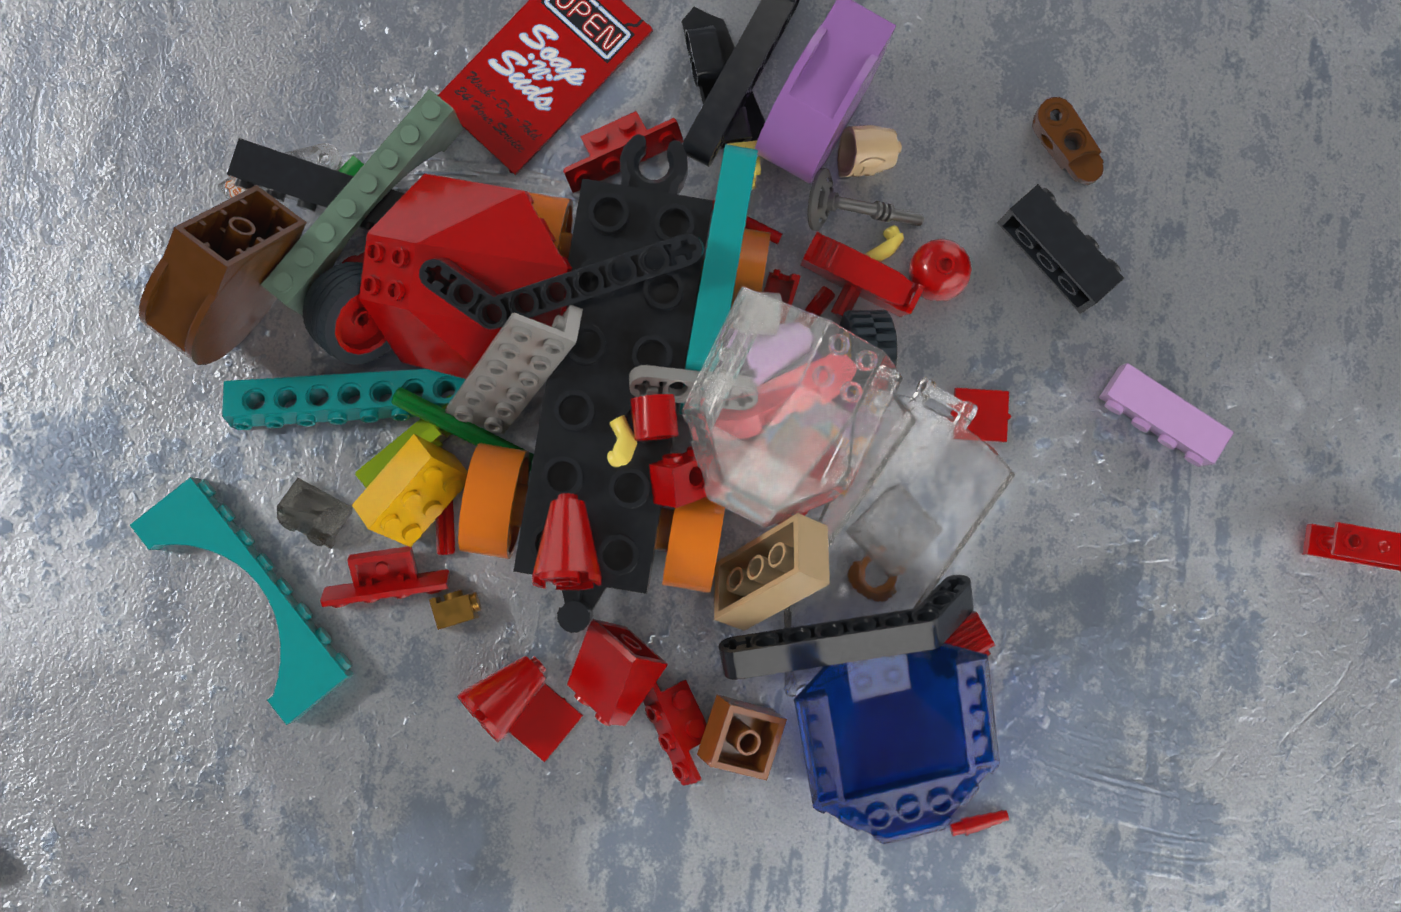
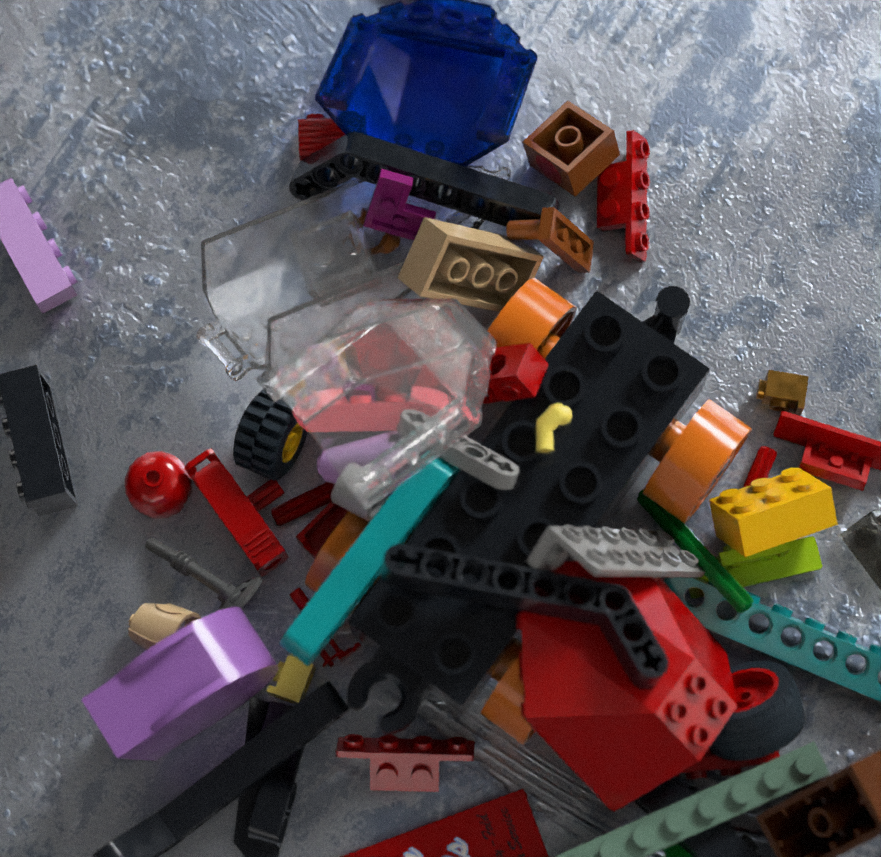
camera: 140 degrees left, 10 degrees down
(503, 695) = (773, 290): red cone -> none
(545, 722) = (747, 254): red window -> none
(567, 547) = (648, 352): red cone -> none
(614, 672) = (659, 255): red slope -> none
(654, 417) = (509, 430): red piece -> none
(713, 642) = (558, 235): none -> dark orange piece
(867, 594) = (389, 209): none -> magenta plate
(887, 248) = (194, 529): light yellow arm -> none
(992, 413) = (181, 333): red piece -> none

